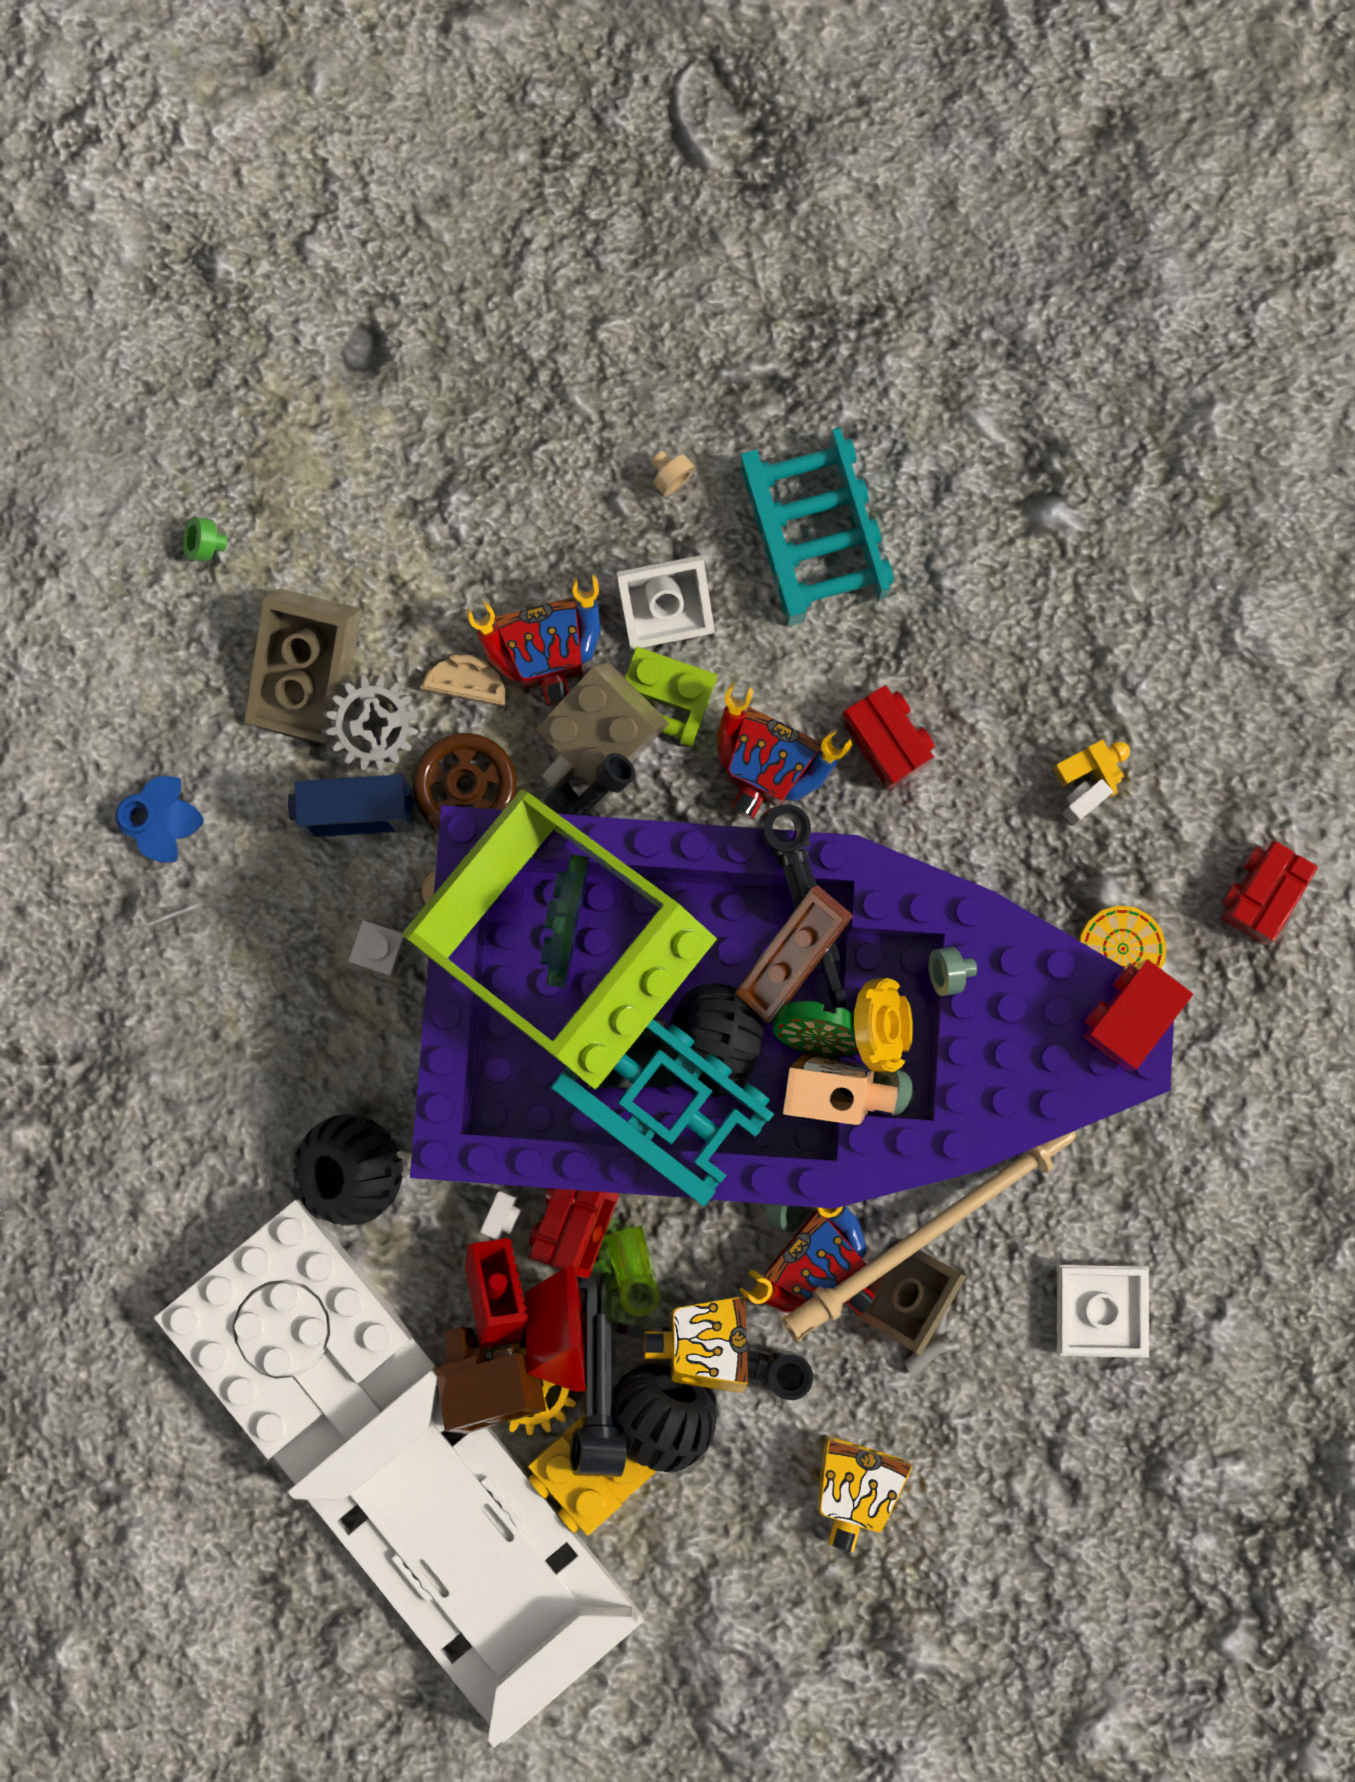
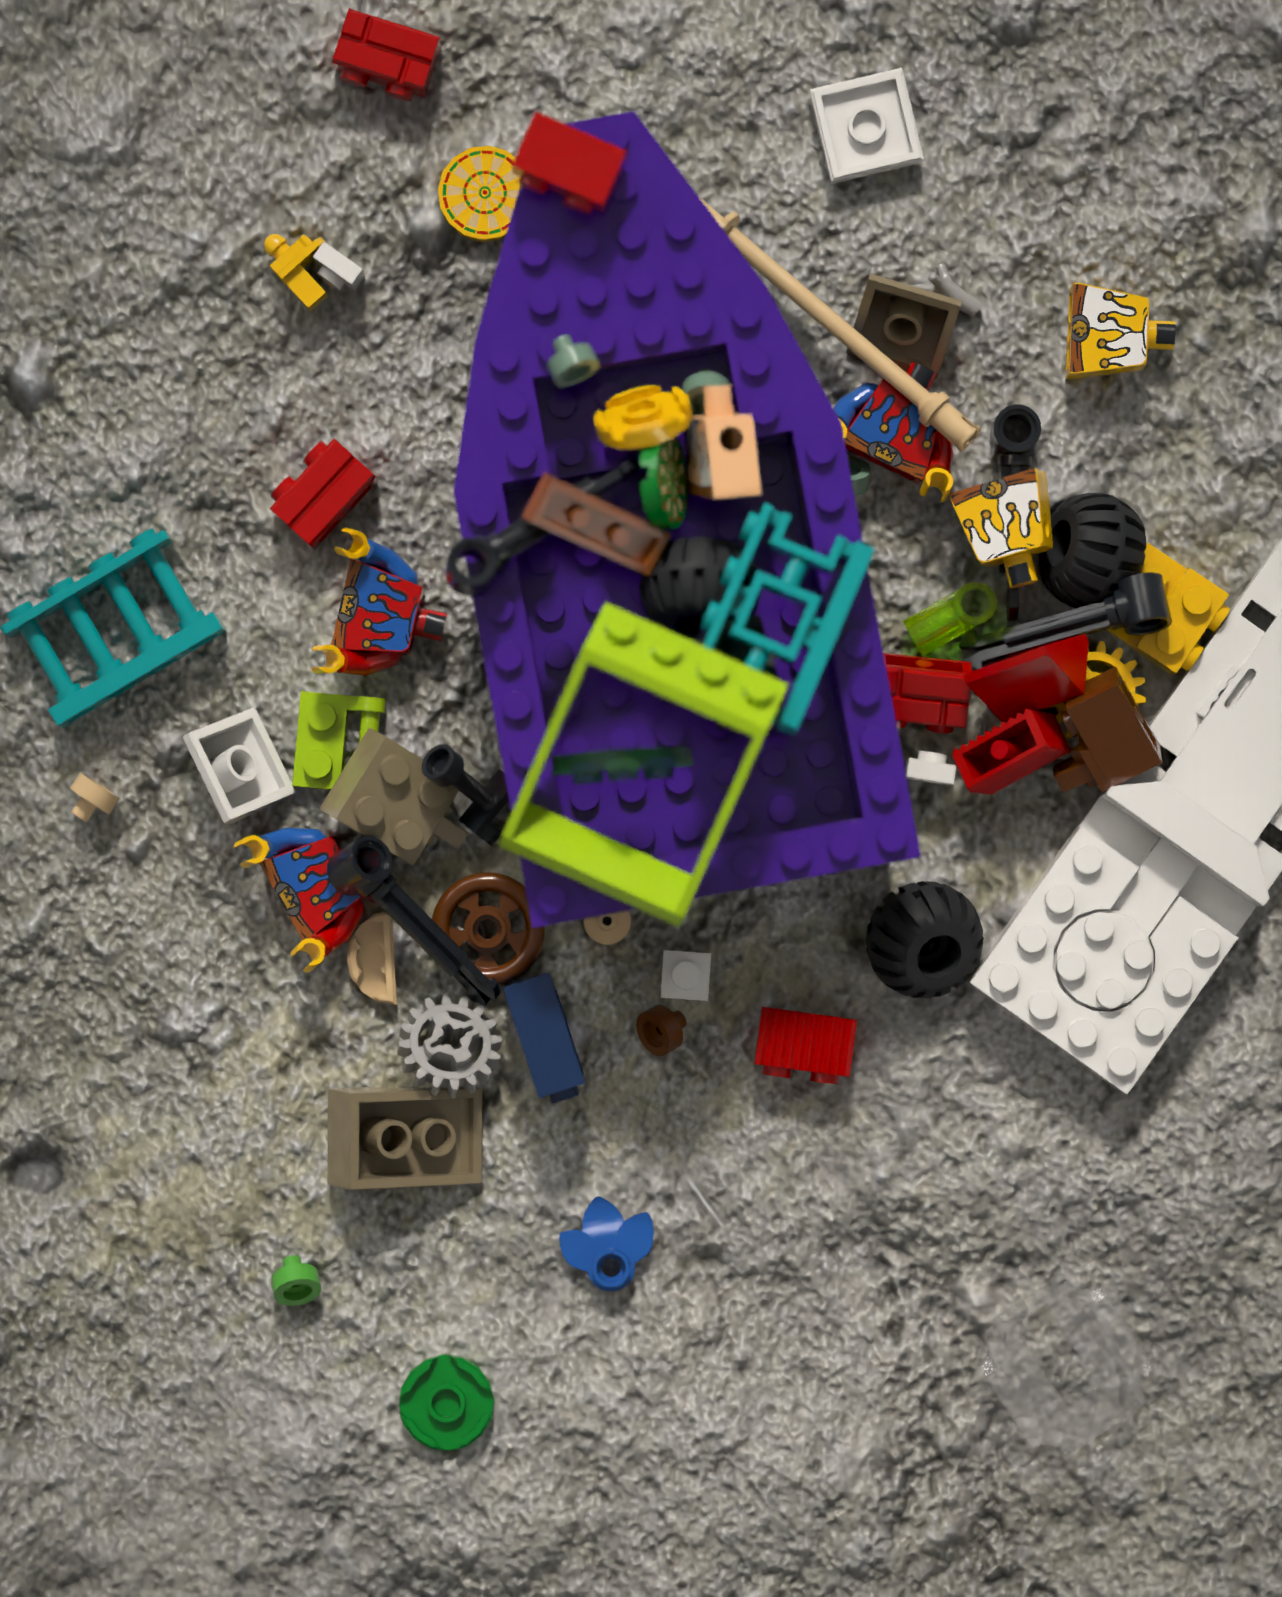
camera: 105 degrees left, 5 degrees up
(62, 644) = (446, 1402): none -> green tile
(285, 1037) = (804, 1043): none -> red brick
(333, 913) = (660, 1029): none -> reddish brown tile
(521, 695) = (380, 887): none -> black piece

